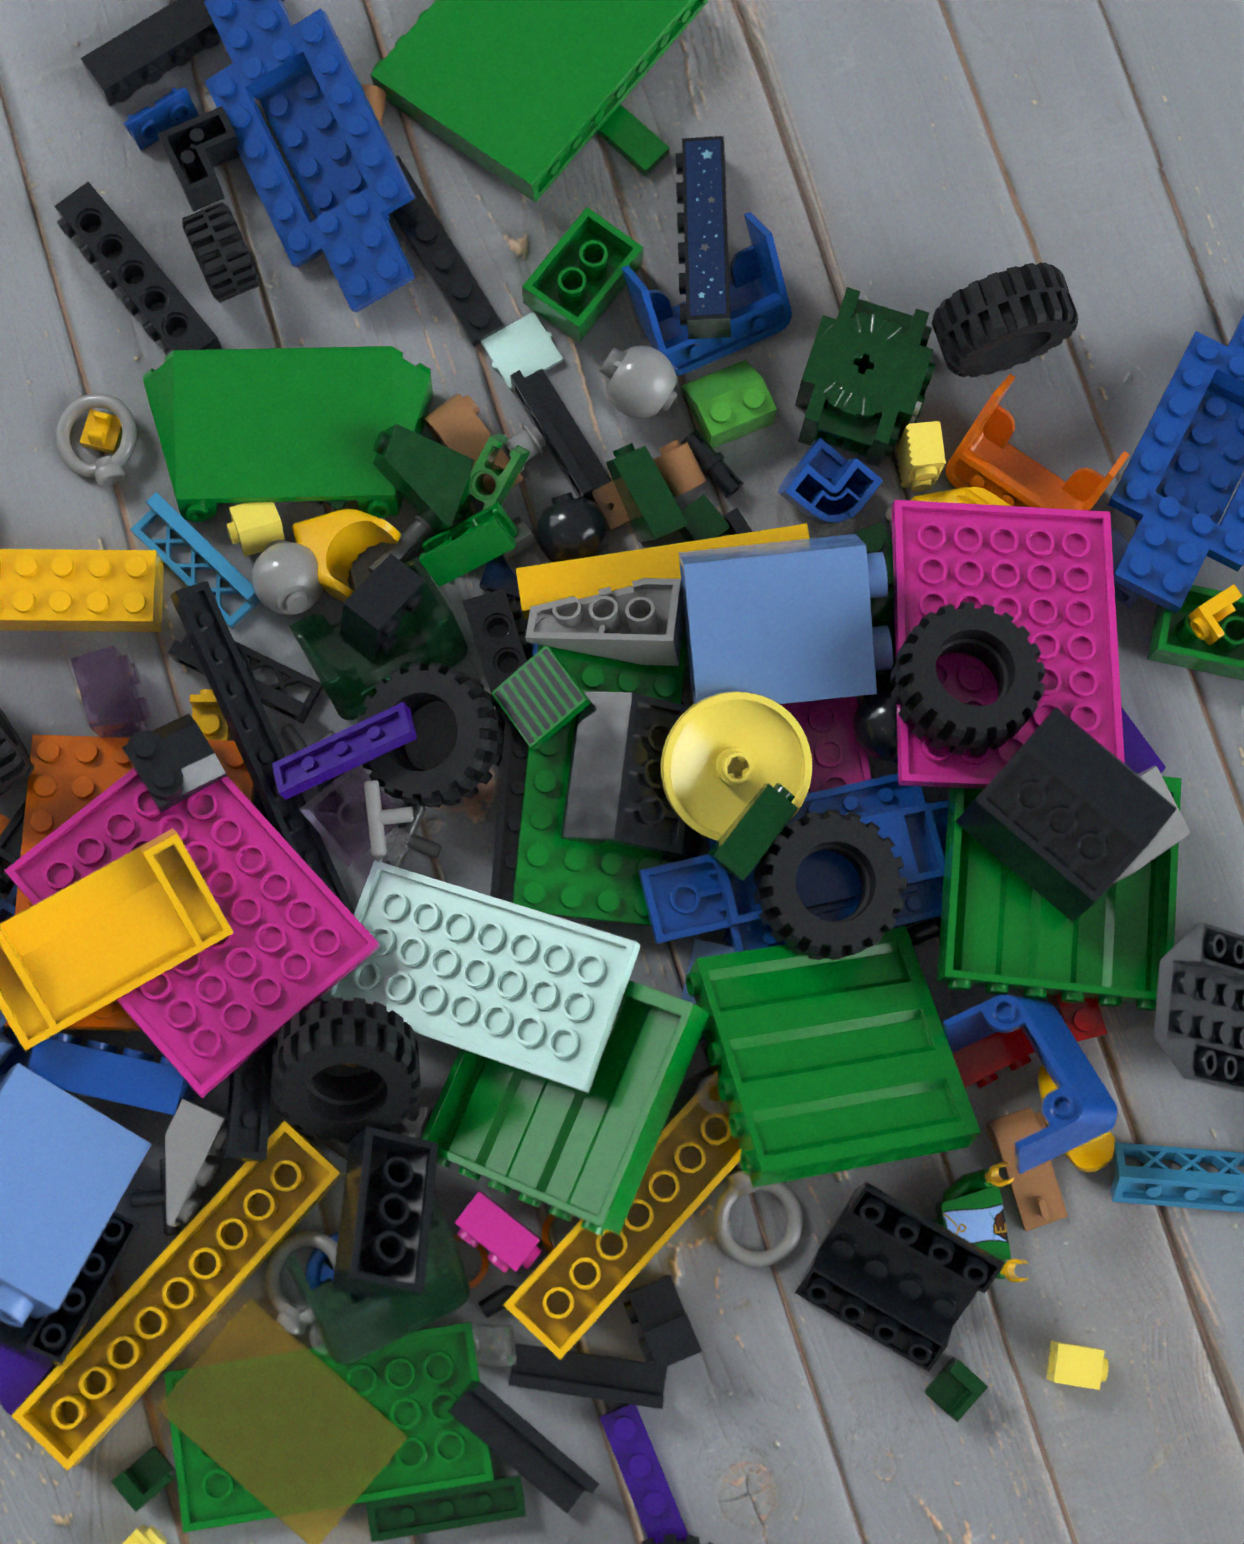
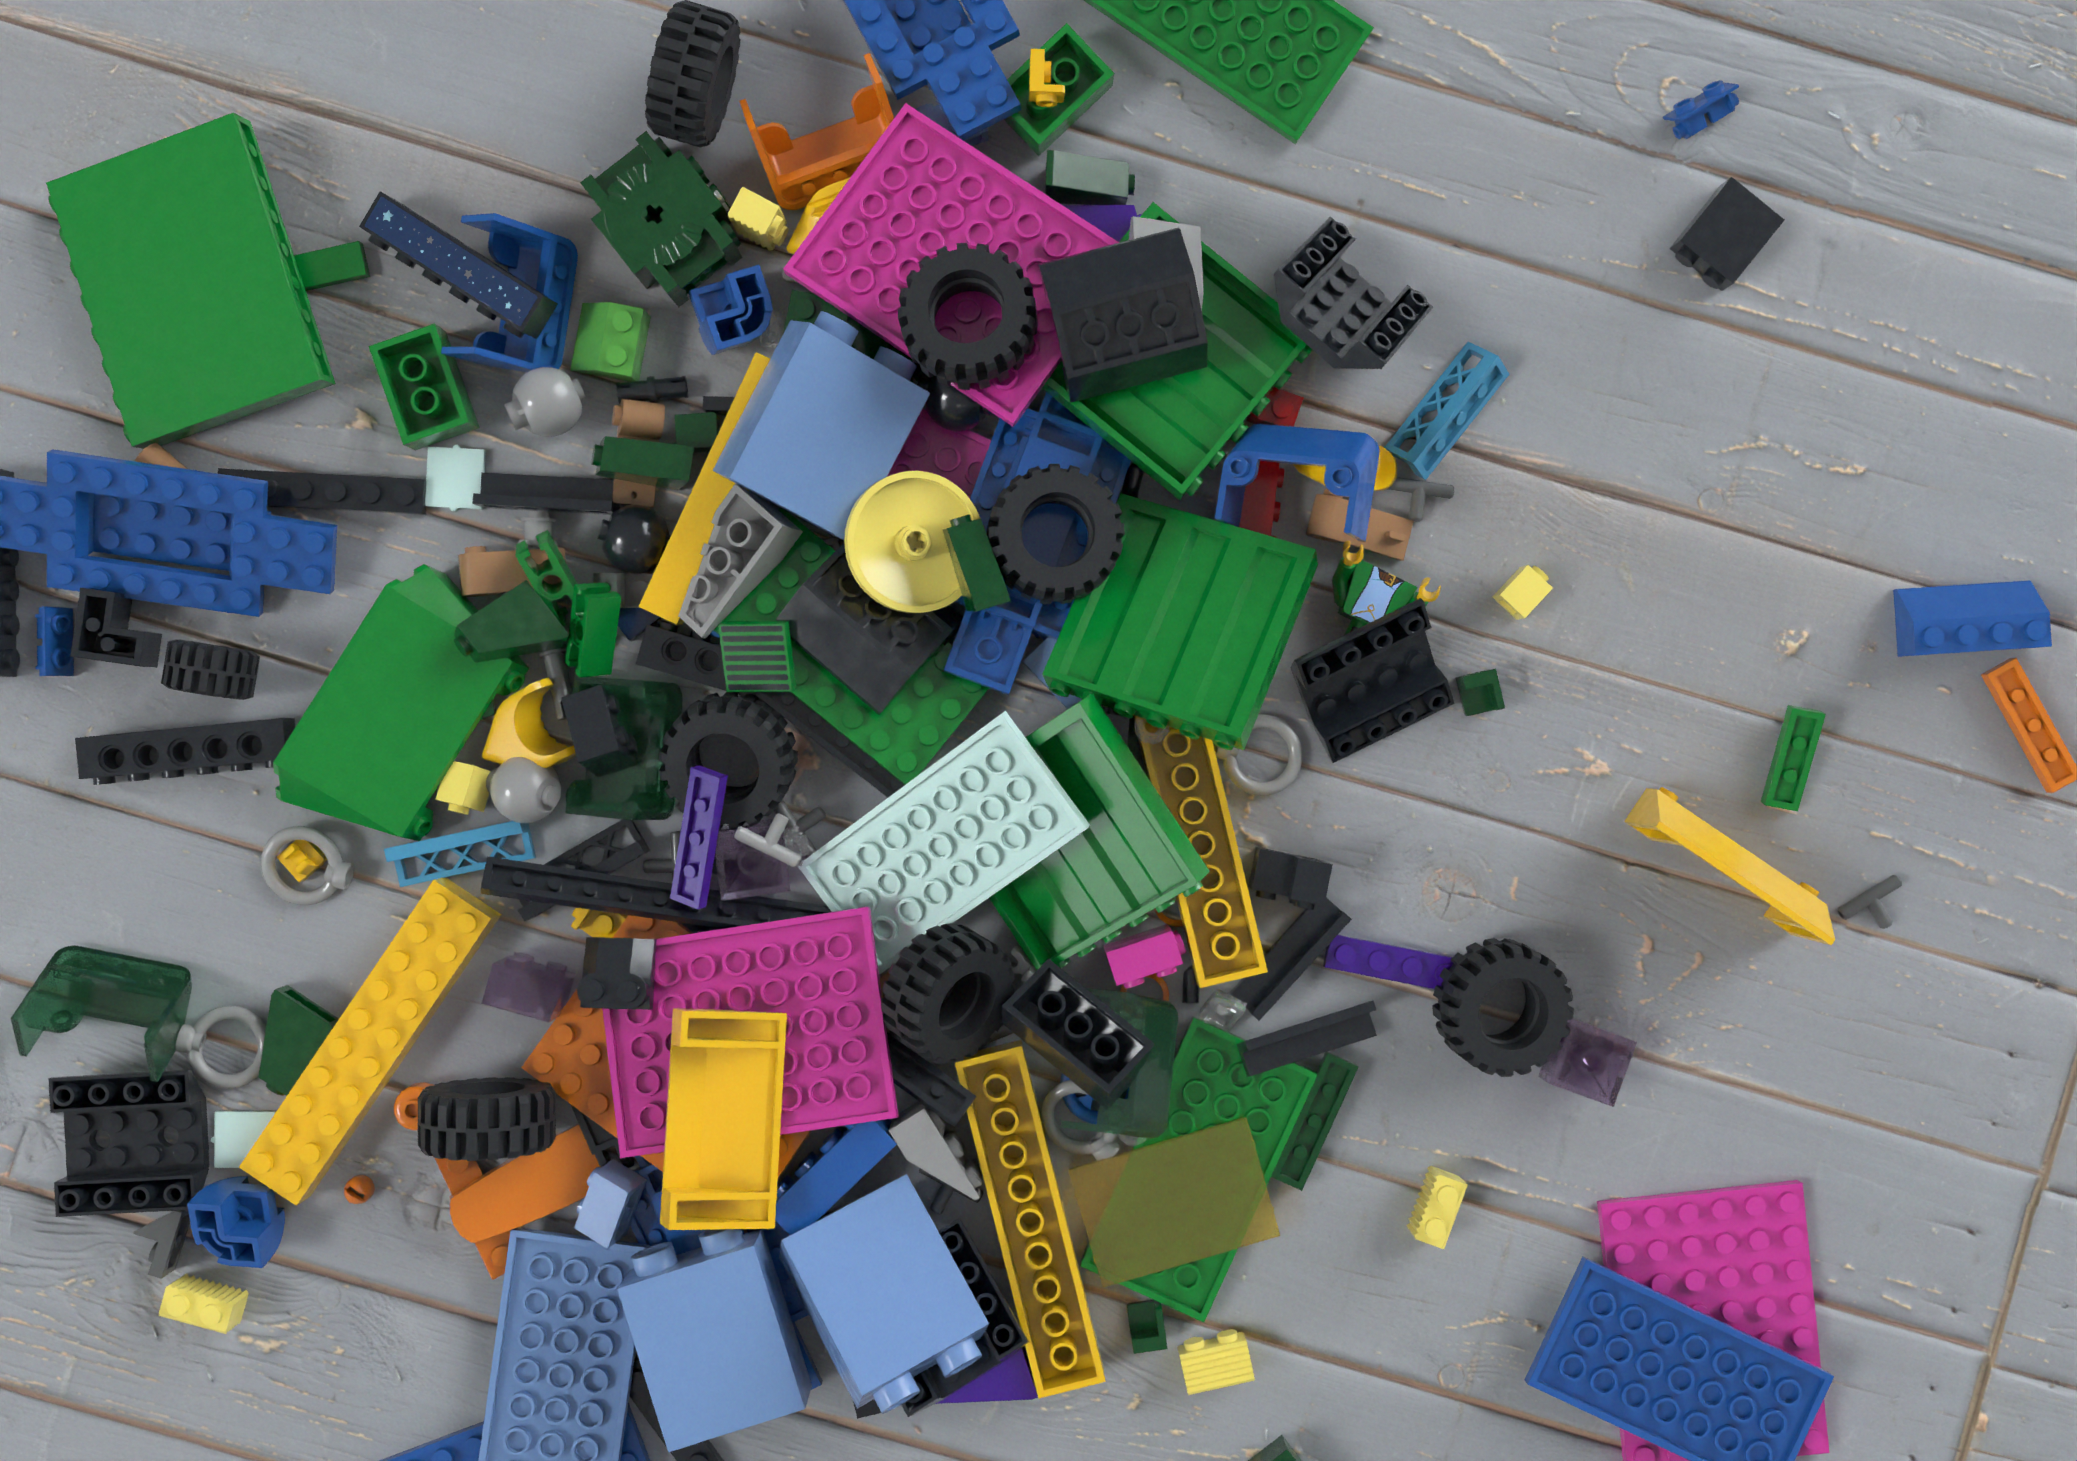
camera: 45 degrees left, 10 degrees up
(1098, 1202) = (1419, 490): none -> dark grey piece
(1158, 711) = (1087, 179): none -> slope

